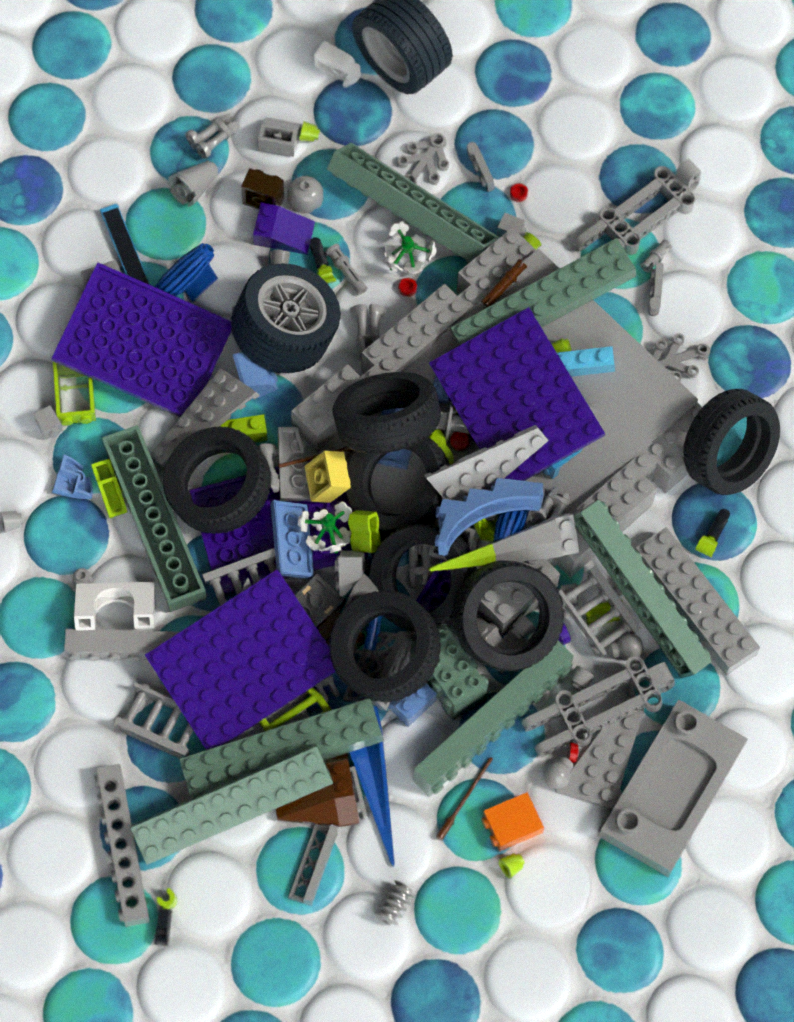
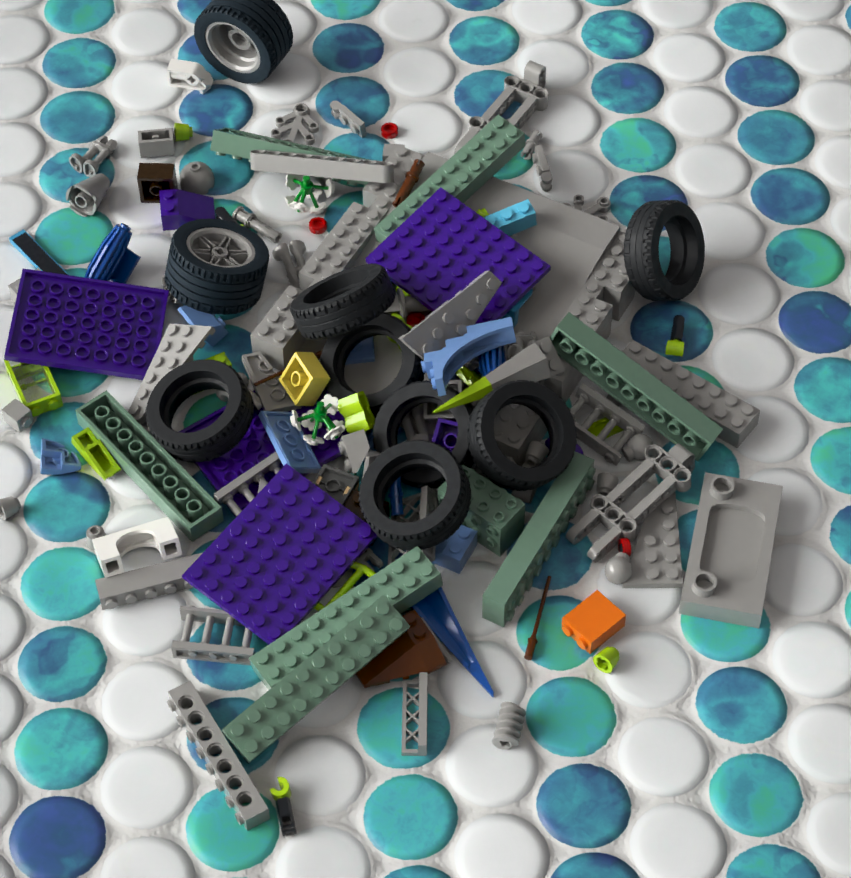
camera: 15 degrees left, 15 degrees down
(427, 232) = (322, 166): none -> light grey beam

